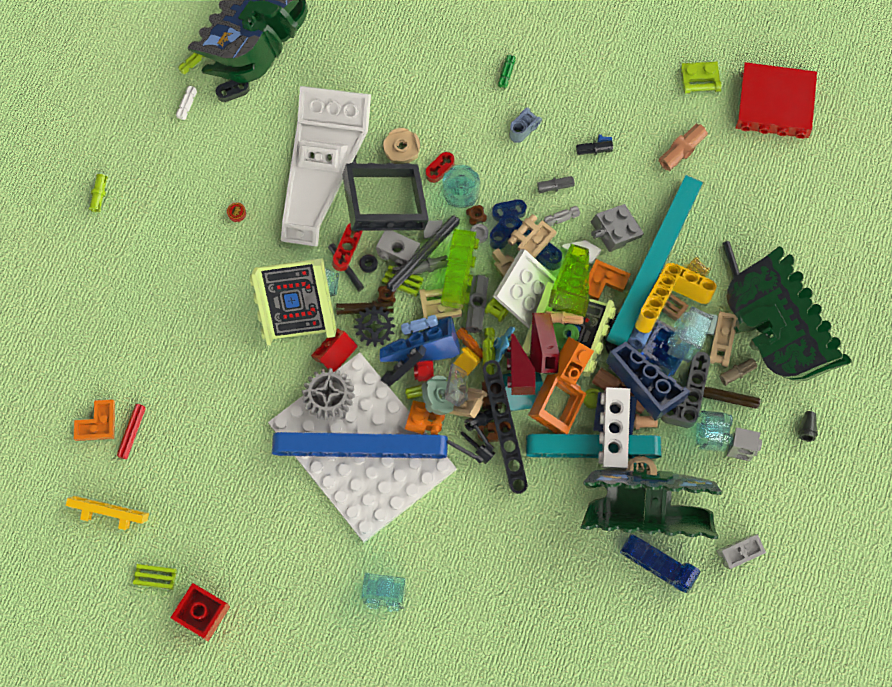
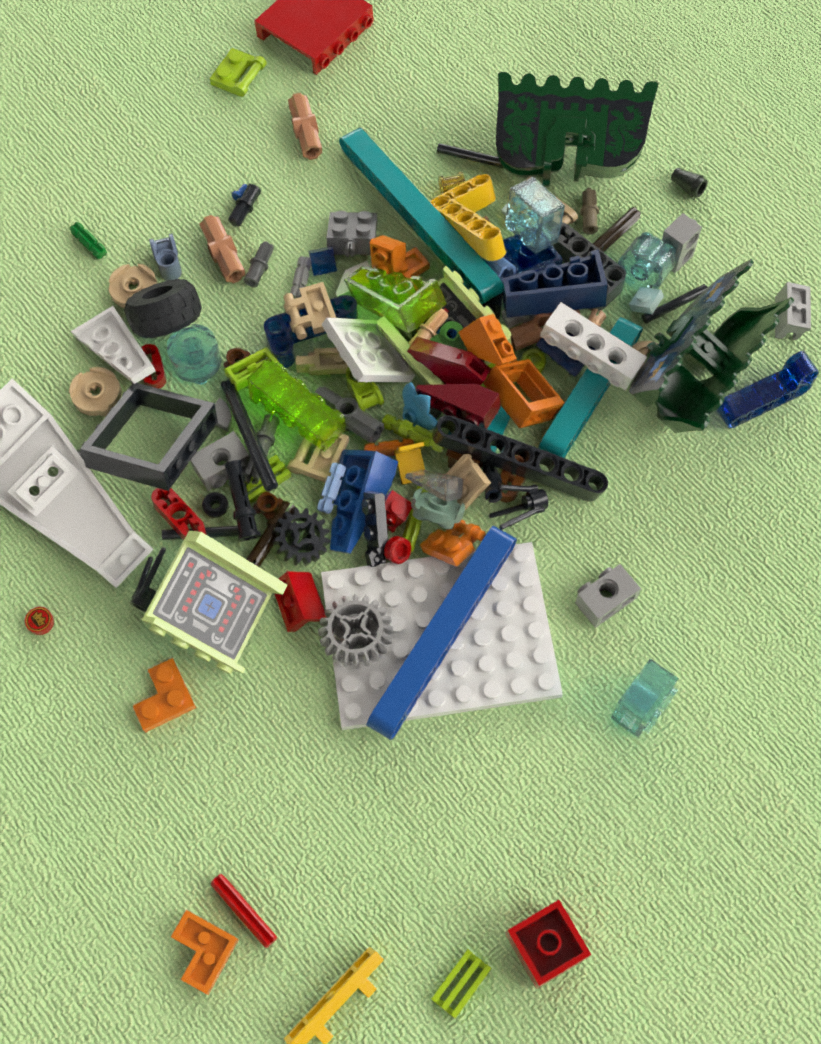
camera: 60 degrees left, 5 degrees down
(232, 315) = (170, 702): none -> orange plate
(286, 257) = (144, 594): none -> black plant
(368, 284) = (243, 512): none -> black pin
(399, 388) = (397, 549): none -> red tile
(439, 136) = (115, 344): none -> white wing
(452, 543) = (599, 608): none -> light grey brick
(477, 148) = (163, 308): none -> black tyre
(481, 234) = (240, 379): none -> lime tile
(483, 112) = (127, 275): none -> tan plate
(509, 207) = (251, 323): clear blue beam -> none
(551, 155) = (222, 249): none -> nougat piece
(582, 222) = (322, 261): none -> clear blue tile
(605, 259) = (387, 254): none -> orange slope
(686, 447) = (646, 300): none -> light aqua plate
(699, 468) = (674, 304): none -> black bar

